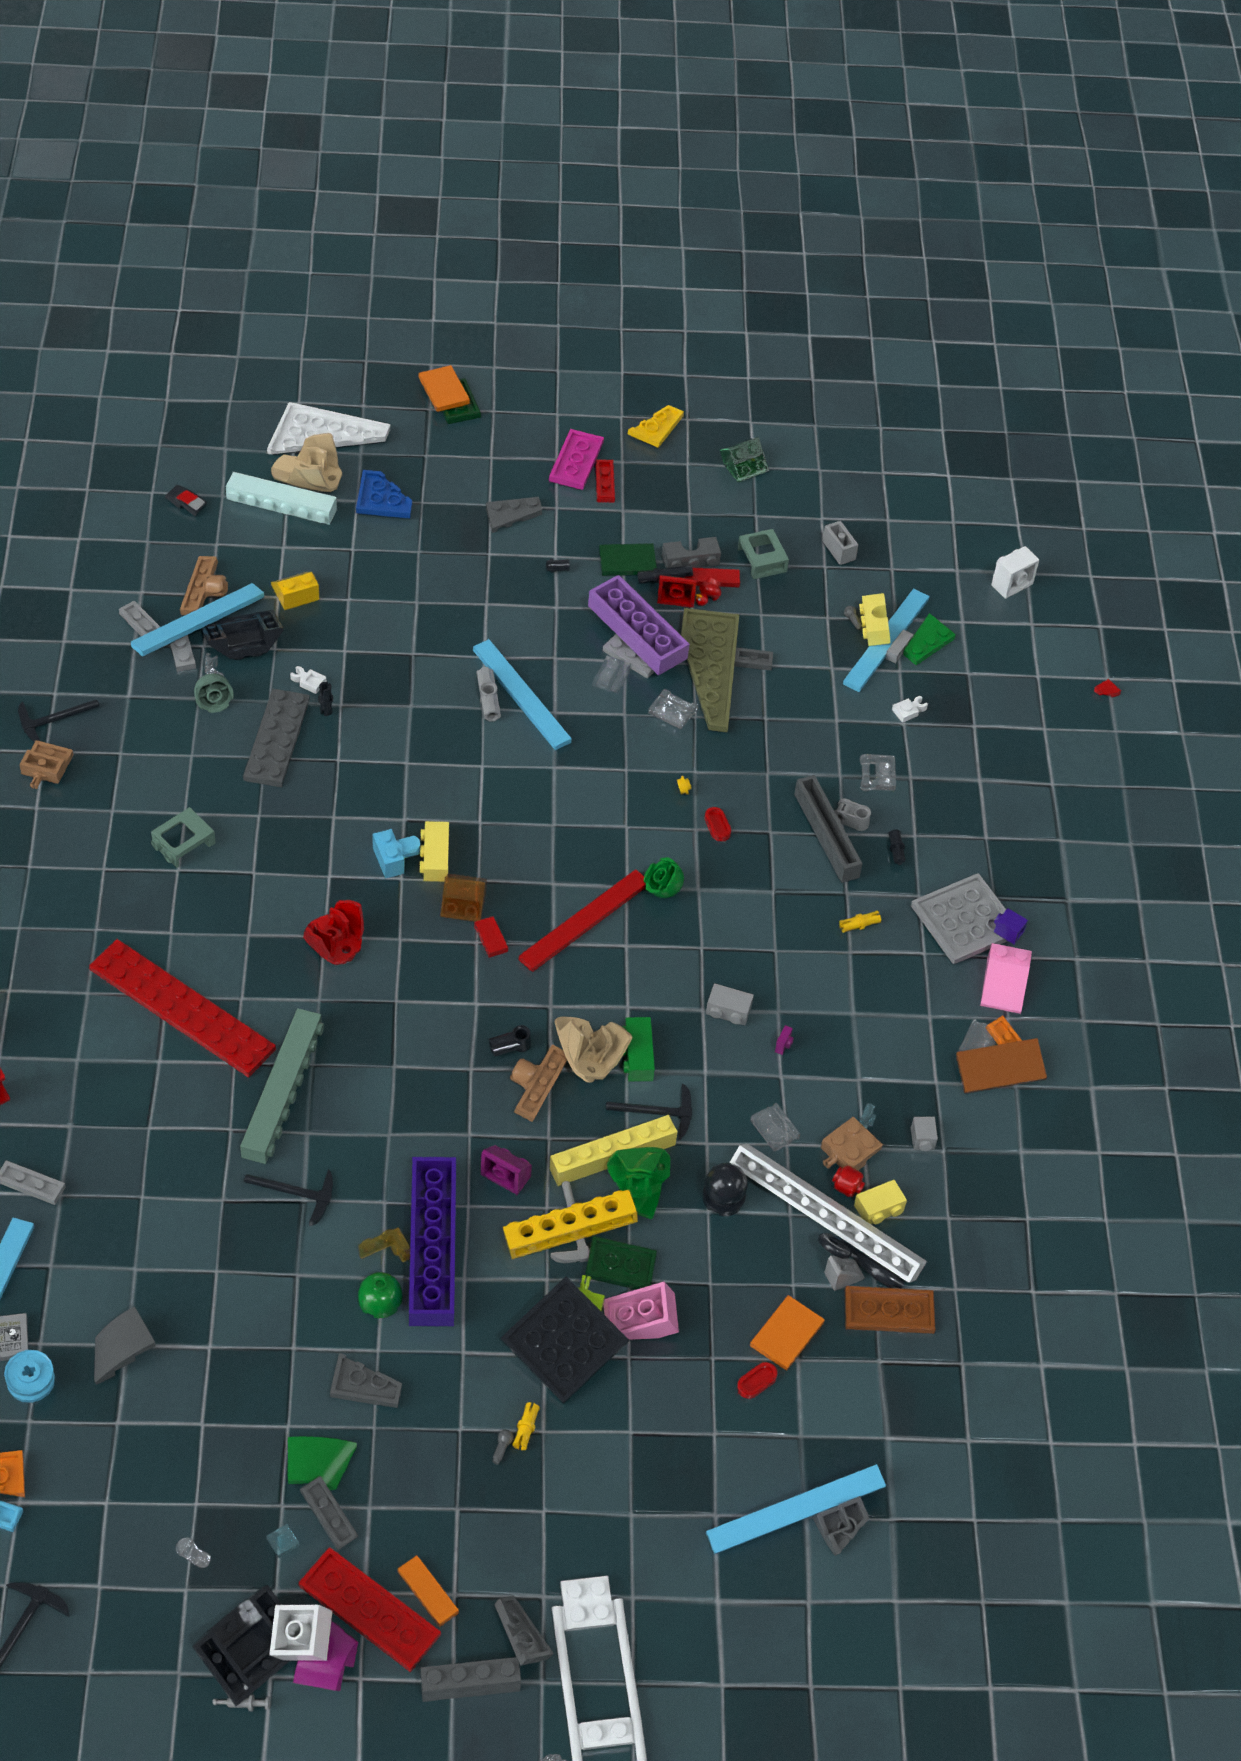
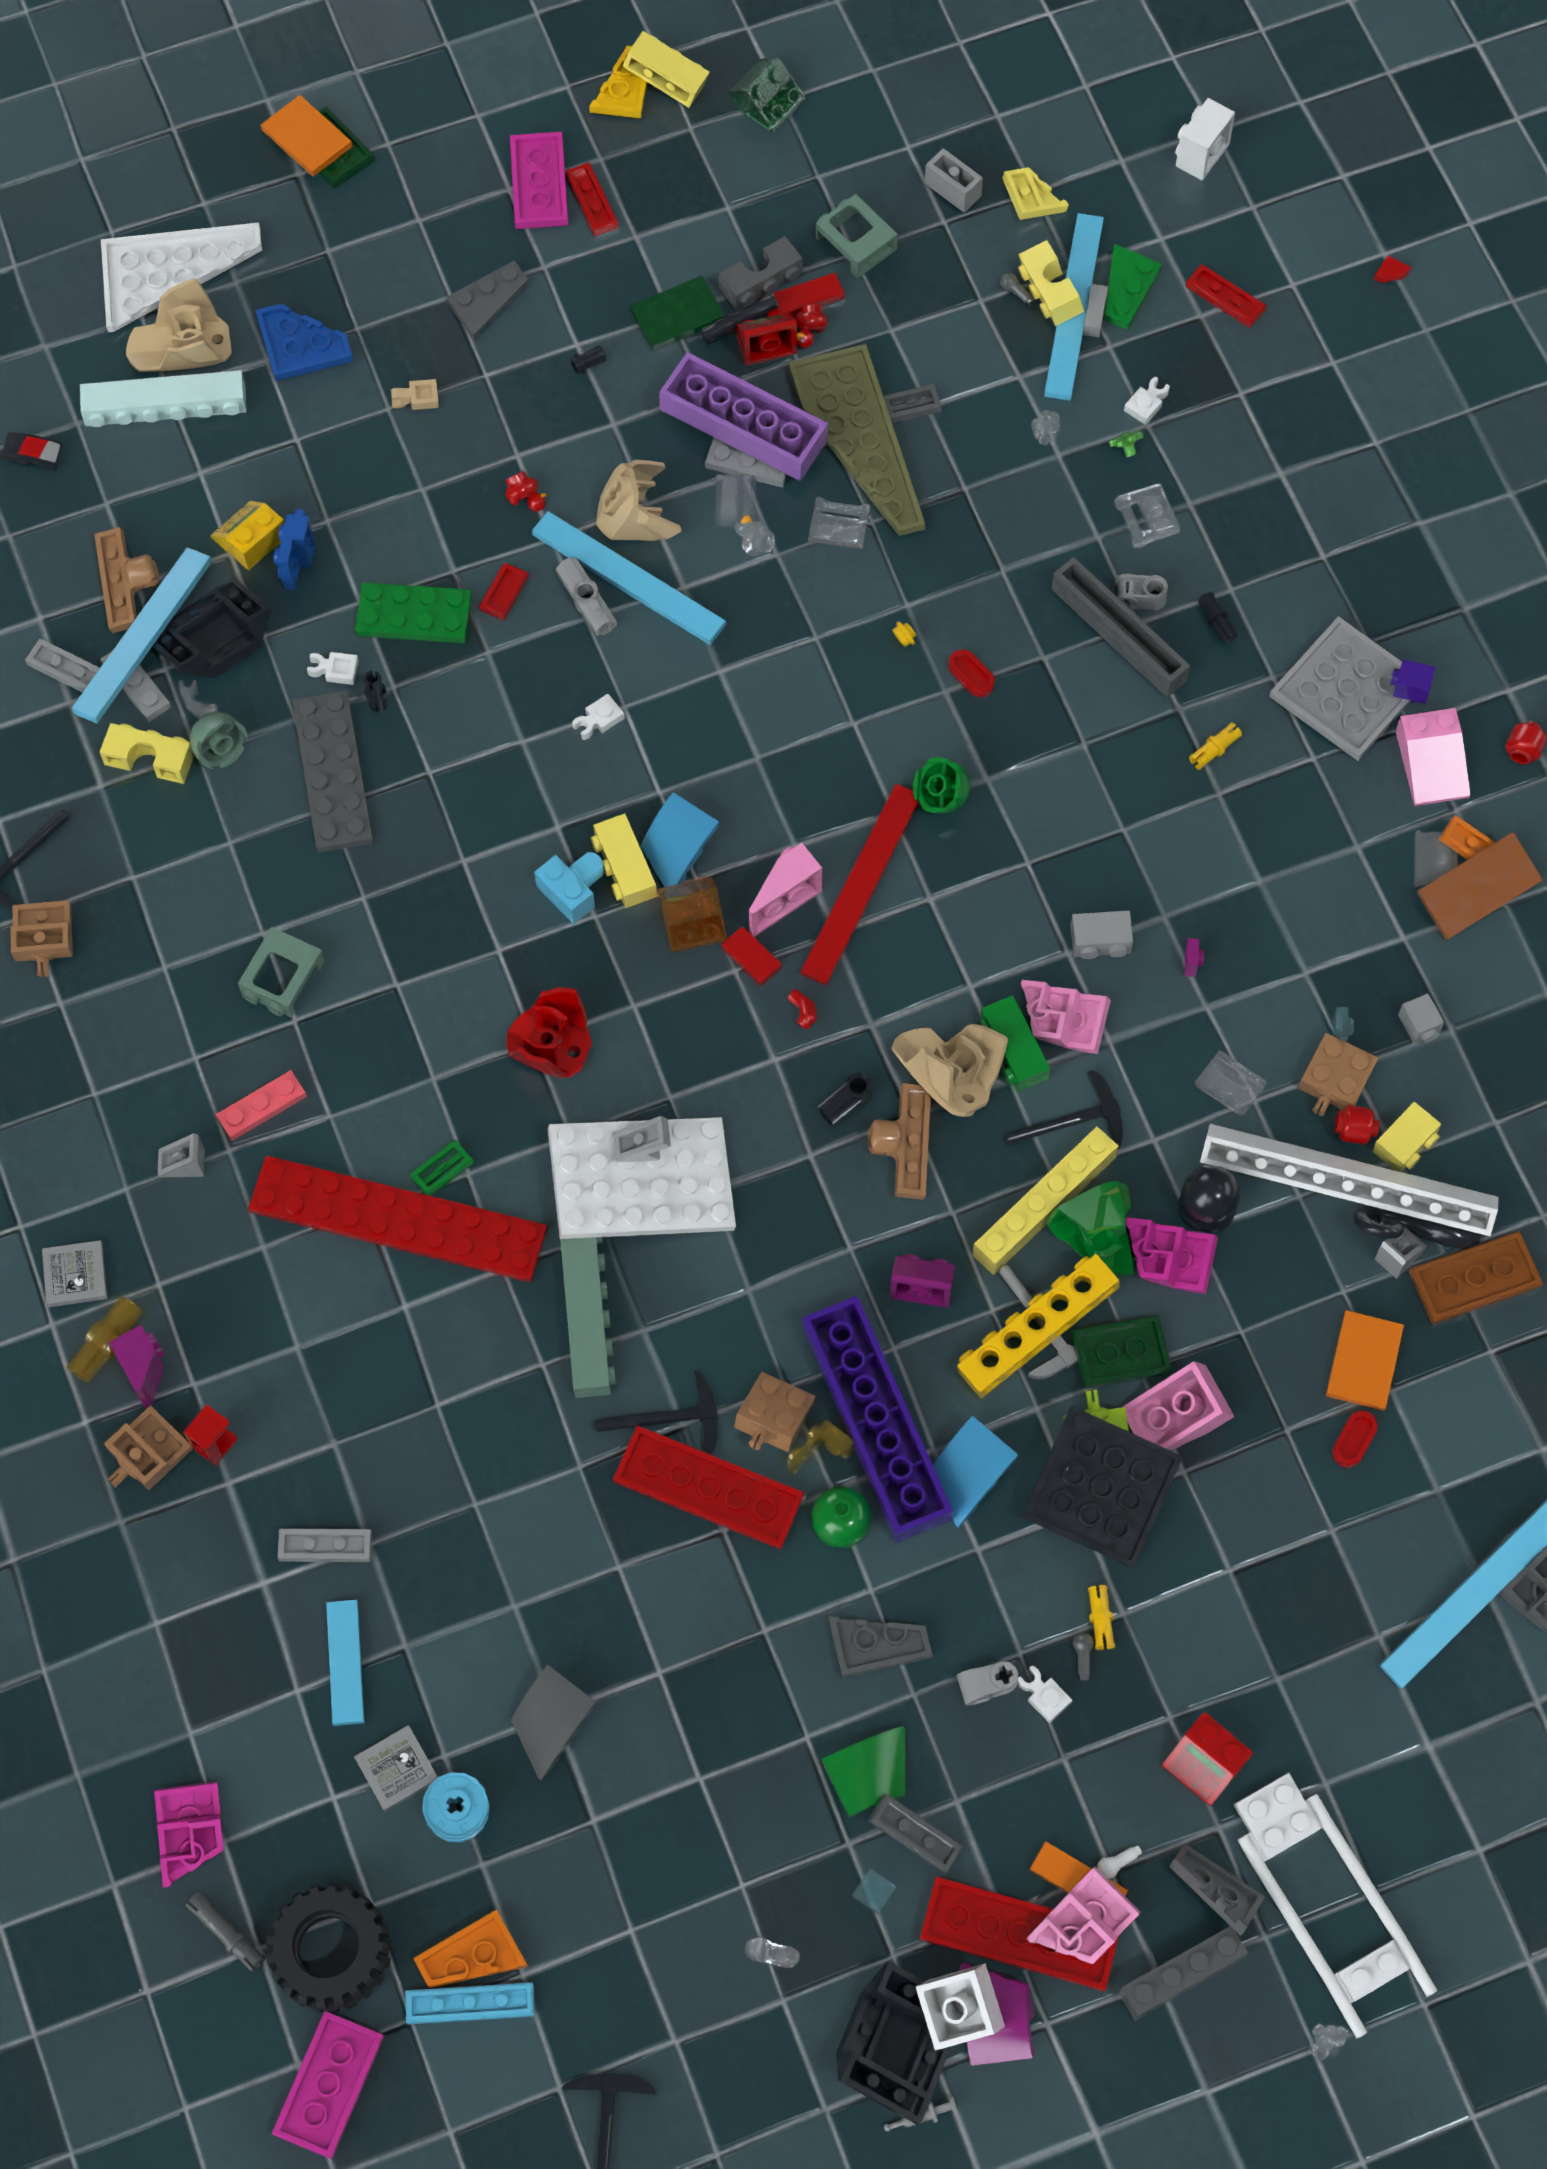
camera: 15 degrees left, 15 degrees up
(64, 921) = (182, 1158): none -> light grey slope
(130, 910) = (261, 1105): none -> coral plate
(155, 677) = (126, 744): none -> light yellow arch
(225, 991) = (449, 1176): none -> green tile
(300, 1243) = (708, 1487): none -> red plate
(317, 604) = (295, 548): none -> blue plate
(350, 1037) = (609, 1198): none -> white plate
(360, 1011) = (642, 1141): none -> light grey slope
(366, 1213) = (773, 1412): none -> medium nougat plate
(375, 667) = (413, 612): none -> green plate
(419, 1614) = (1086, 1919): none -> bright pink slope
(425, 1436) = (981, 1683): none -> light grey piece
(438, 675) = (504, 591): none -> red tile
(441, 549) = (421, 395): none -> tan plate
(454, 1590) = (1111, 1865): none -> white piece
(463, 1463) = (1047, 1697): none -> white plate
(464, 765) = (600, 715): none -> white plate
(476, 849) = (677, 839): none -> dark azure slope
(479, 620) = (522, 487): none -> red animal
(481, 1296) = (972, 1467): none -> dark azure slope
(511, 979) = (806, 1008): none -> red arm
(529, 902) = (788, 886): none -> bright pink slope
(540, 648) = (621, 514): none -> tan piece
(556, 1545) = (1207, 1759): none -> red slope
(613, 697) = (755, 536): none -> clear animal
(682, 1046) = (1066, 1016): none -> bright pink slope
(685, 424) = (666, 69): none -> light yellow brick
(685, 1217) = (1172, 1255): none -> dark pink slope
(834, 700) = (1046, 427): none -> clear plant
(884, 726) = (1127, 442): none -> bright green plant
(888, 569) = (1031, 195): none -> light yellow wing
(990, 667) = (1226, 296): none -> red tile
(1073, 992) = (1526, 742): none -> red head

